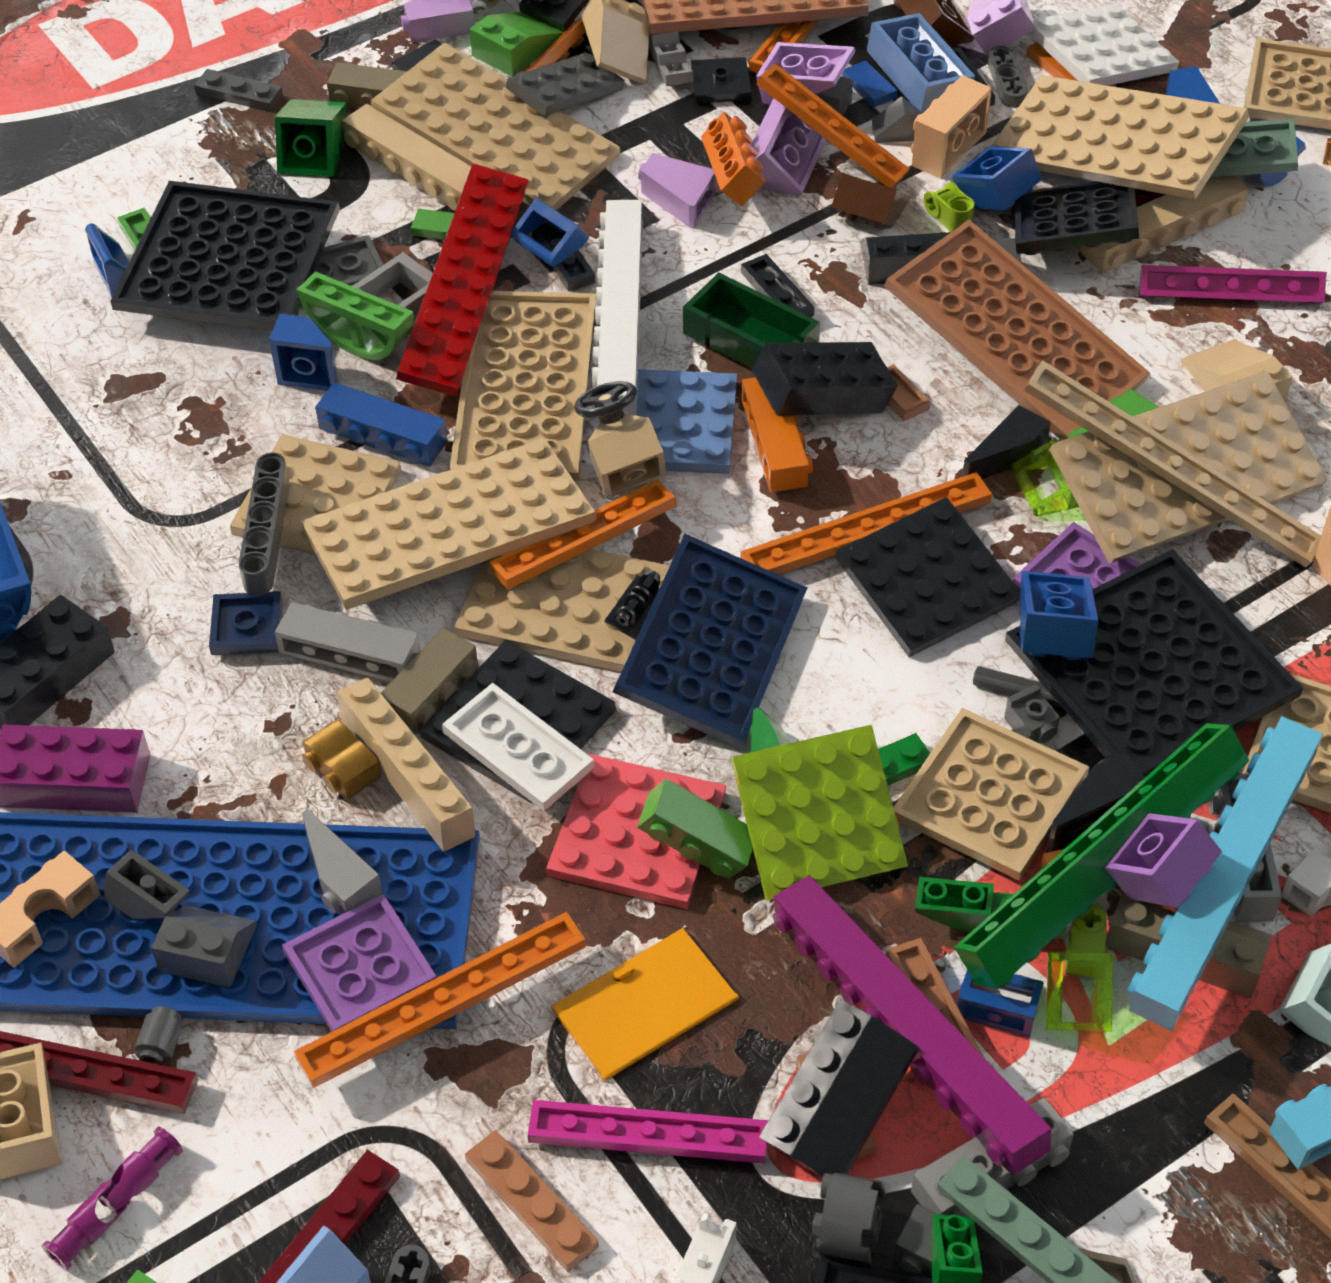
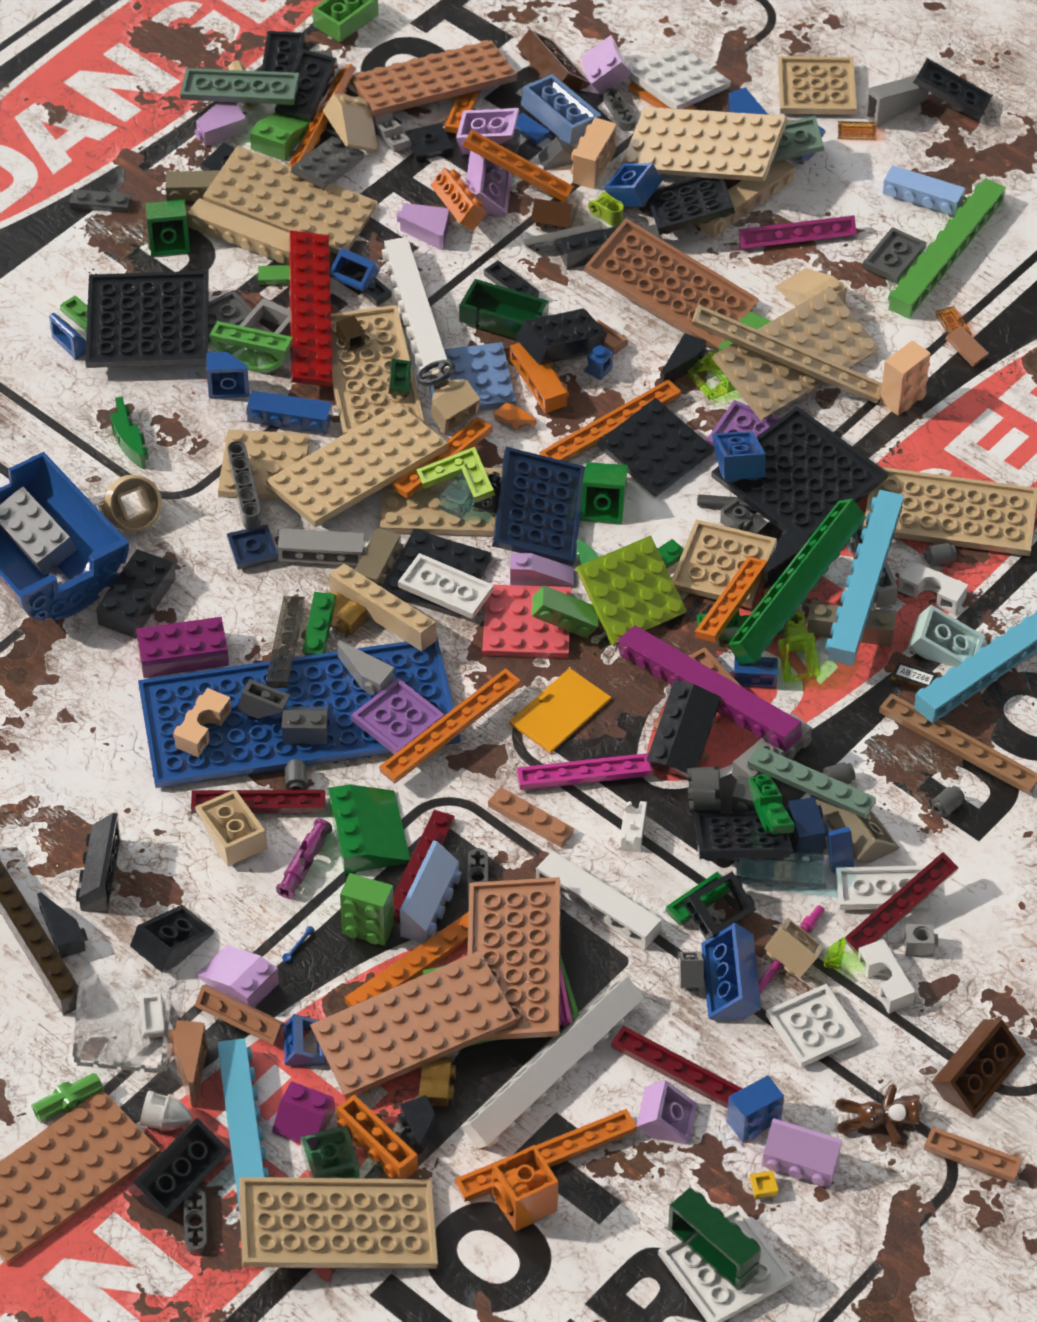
camera: 15 degrees left, 0 degrees up
(55, 527) = (149, 498): none -> tan piece
(133, 415) = (128, 435): none -> green slope
(228, 794) = (285, 642): none -> clear smoke plate
(242, 1162) = (367, 828): none -> green slope
(295, 771) = (319, 623): none -> green plate
(509, 322) = (350, 333): none -> dark brown brick
(560, 399) = (399, 377): none -> dark green plate
(592, 593) = (457, 497): none -> clear light blue slope
(608, 550) = (464, 463): none -> lime plate
(680, 748) = (535, 570): none -> lavender slope
(720, 487) = (513, 415): none -> orange slope
(823, 635) = (603, 492): none -> green slope
(864, 231) = (562, 234): none -> light grey tile
(876, 421) = (599, 362): none -> blue brick
(981, 865) = (731, 599): none -> orange plate
(1104, 1235) = (841, 772): none -> dark grey brick
(1163, 859) = (830, 577): medium lavender brick -> none
(1280, 1066) = (912, 676): none -> tile

